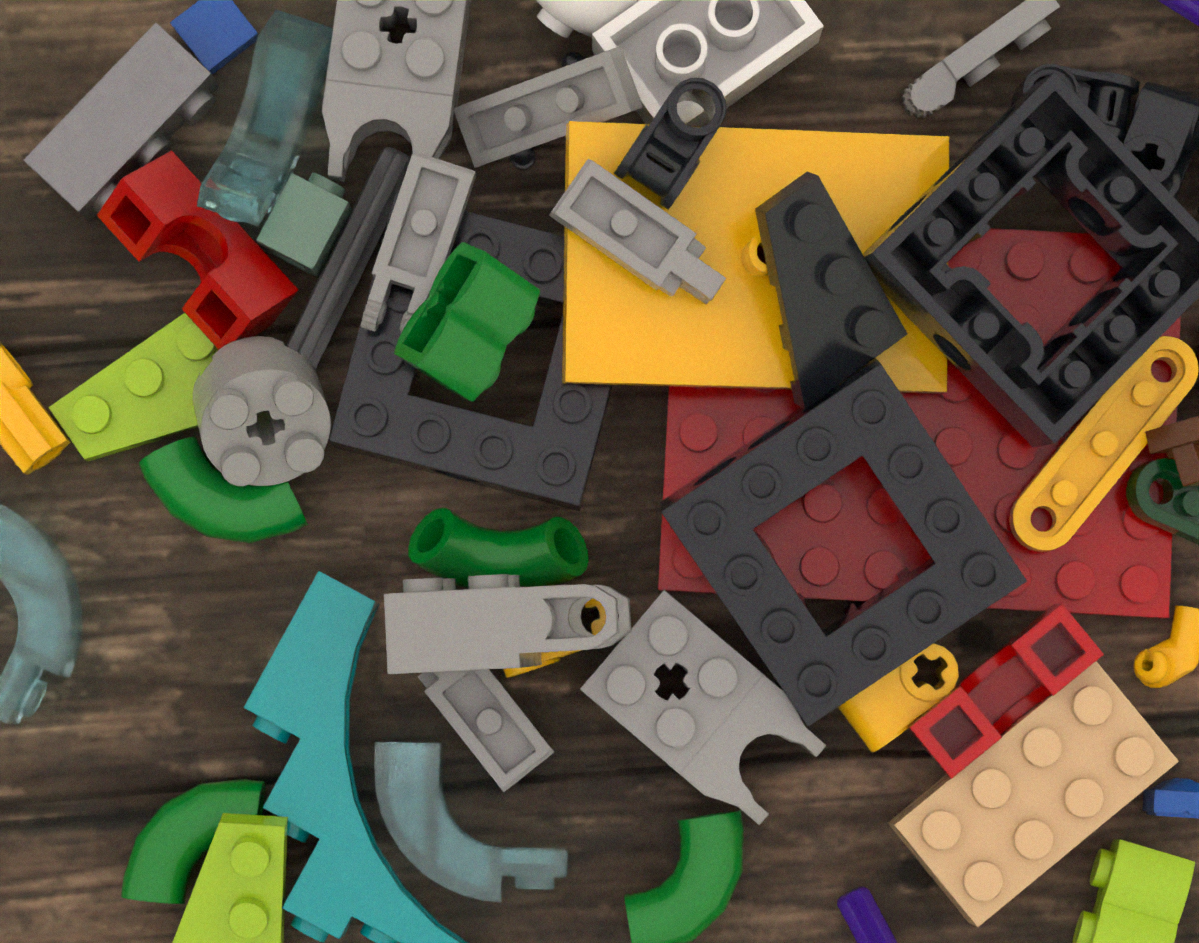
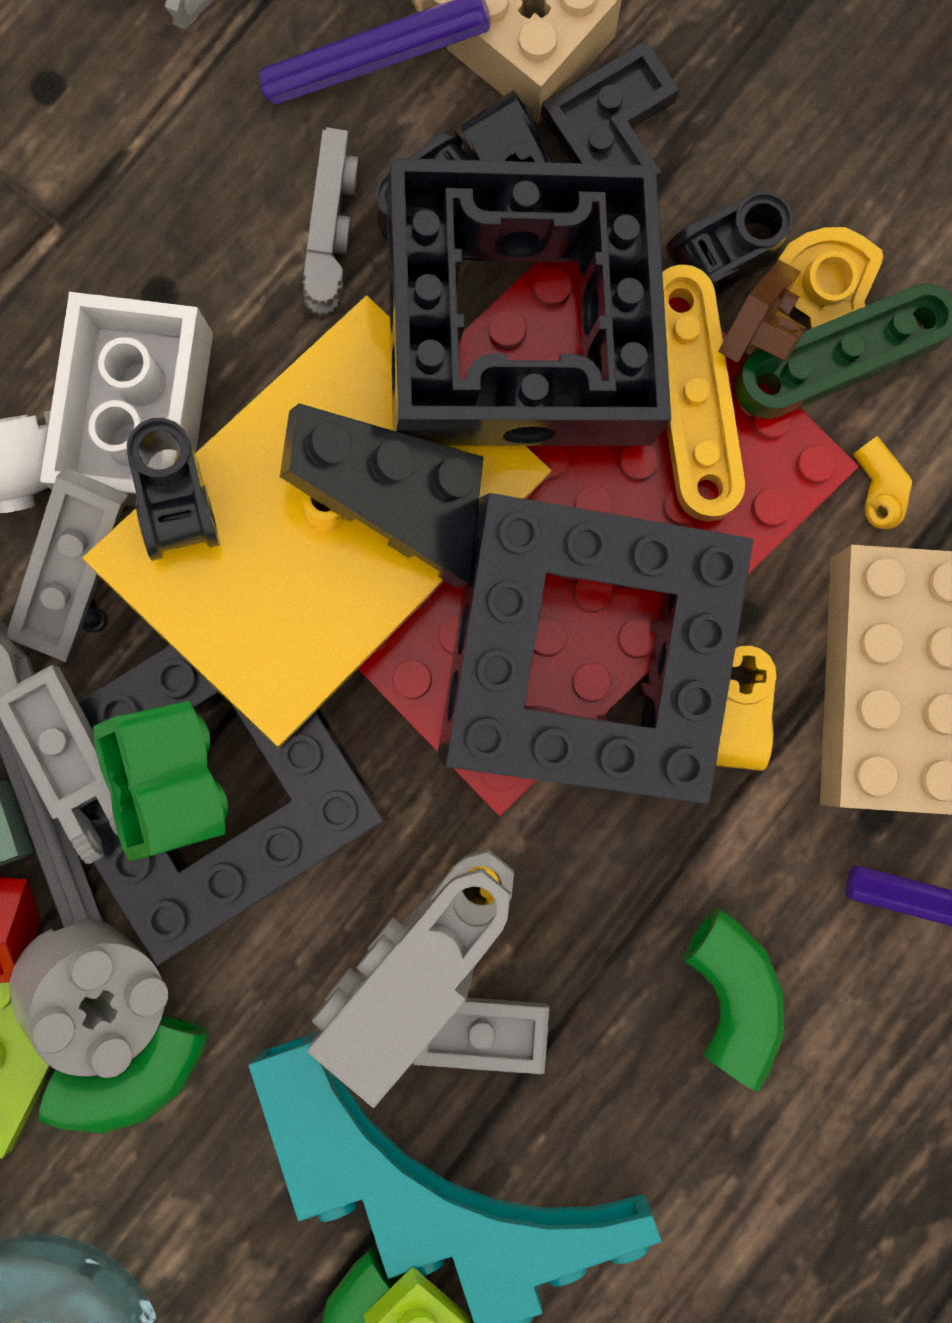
camera: 45 degrees left, 0 degrees up
(420, 824) = (531, 1159): clear light blue arch -> none
(459, 549) = (340, 934): green cylinder -> none
(636, 234) = (213, 587): light grey hinge -> none
(715, 719) = (635, 870): light grey brick -> none
(1004, 688) = (808, 592): red arch -> none

